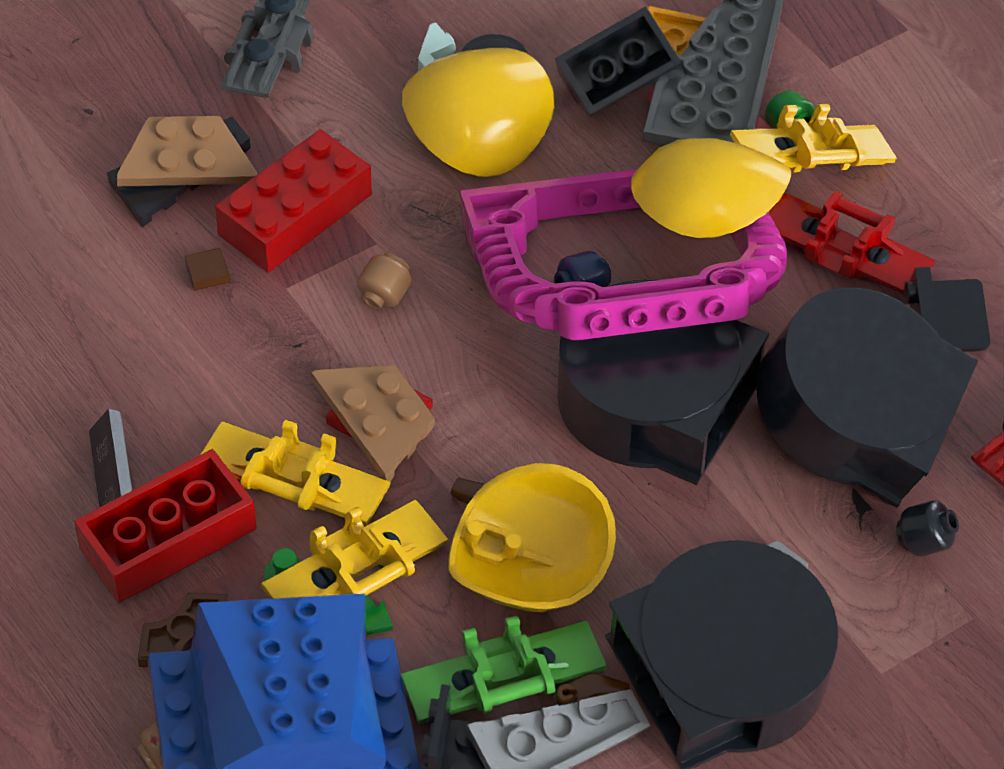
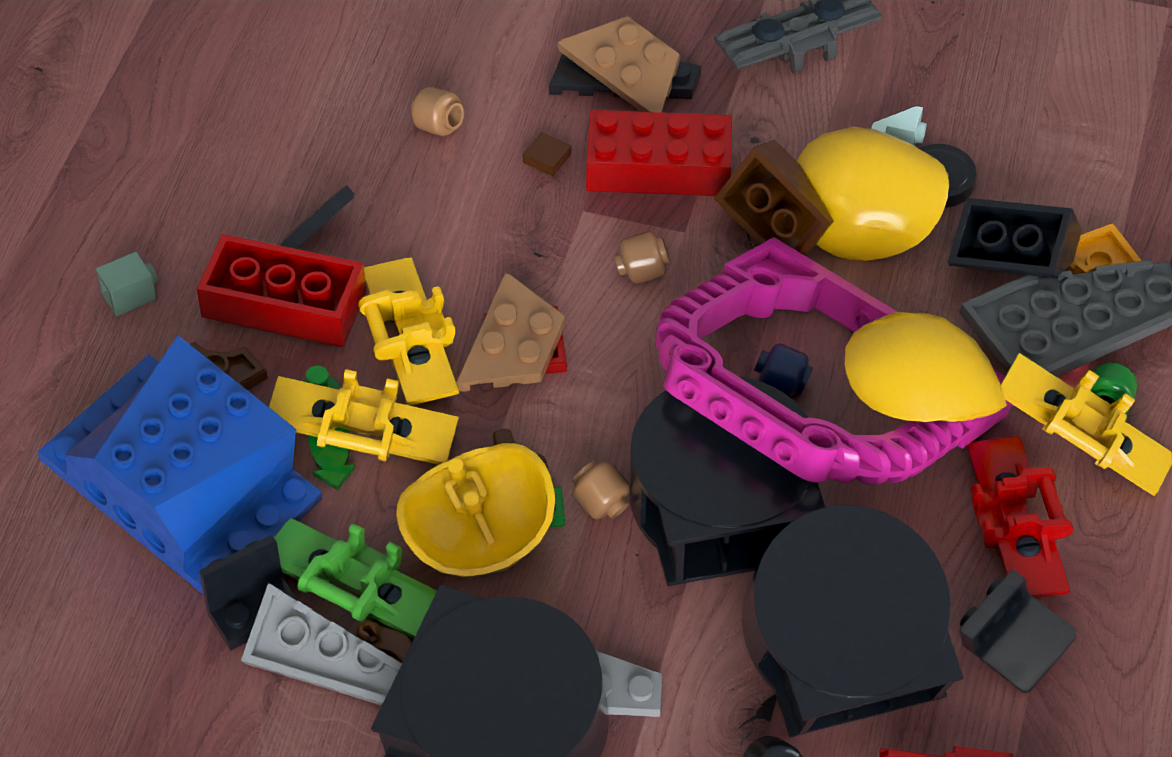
camera: 50 degrees right, 0 degrees up
(30, 629) = (127, 283): none -> sand green brick
(87, 303) = (437, 111): none -> medium nougat head
(433, 163) = (775, 199): none -> reddish brown slope
(581, 454) = (601, 490): none -> medium nougat head

